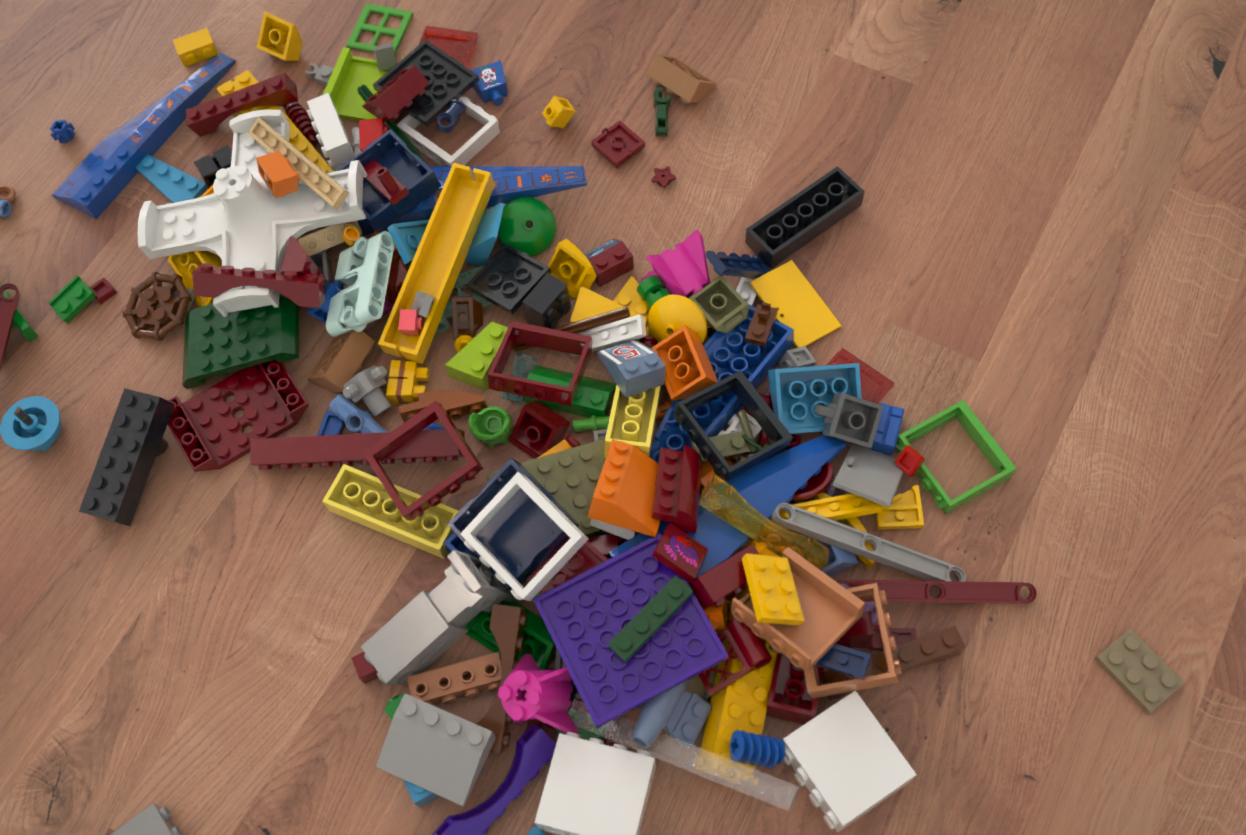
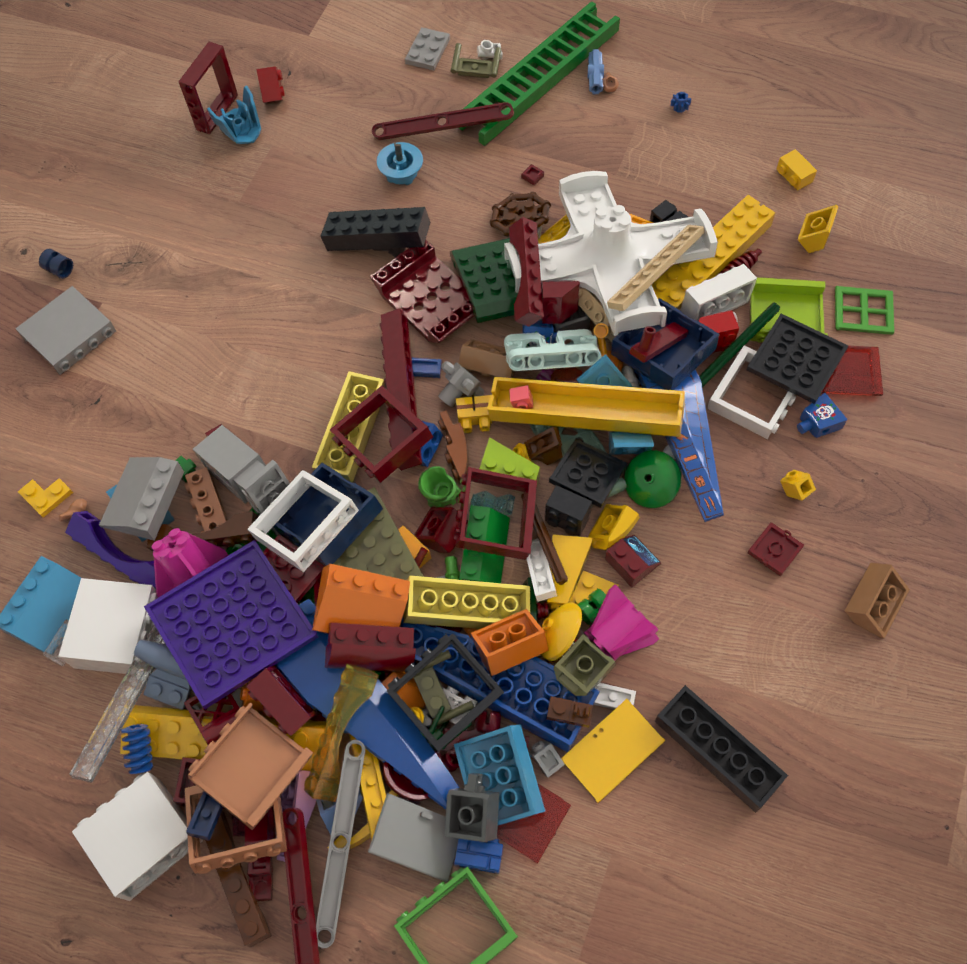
camera: 80 degrees right, 0 degrees up
(72, 299) = (519, 156): green plate -> none
(115, 158) = (689, 157): blue wedge -> none
(171, 181) = (648, 192): dark azure wing -> none
(271, 92) = (745, 231): dark red arch -> none
(278, 174) = (636, 253): orange brick -> none
(321, 74) = (795, 272): light grey plate -> none
(349, 413) = (431, 385): medium blue piece -> none
(384, 56) = (825, 318): light grey slope -> none
(397, 94) = (768, 333): dark red slope -> none
(423, 303) = (537, 402): light grey bracket -> none
(451, 115) = (760, 387): dark blue connector -> none
(633, 367) = (500, 591): sand blue slope -> none
(650, 619) = (234, 636): dark green plate -> none
(661, 112) = (827, 585): dark green piece -> none
(663, 181) = (743, 603): dark red plate -> none
(680, 552) = (298, 653): dark red tile -> none
(737, 266) = (636, 682): dark blue hinge -> none
(772, 590) = (262, 738): yellow plate -> none
(903, 512) = (391, 880): yellow wing -> none
(909, 460) = (440, 879): red tile -> none

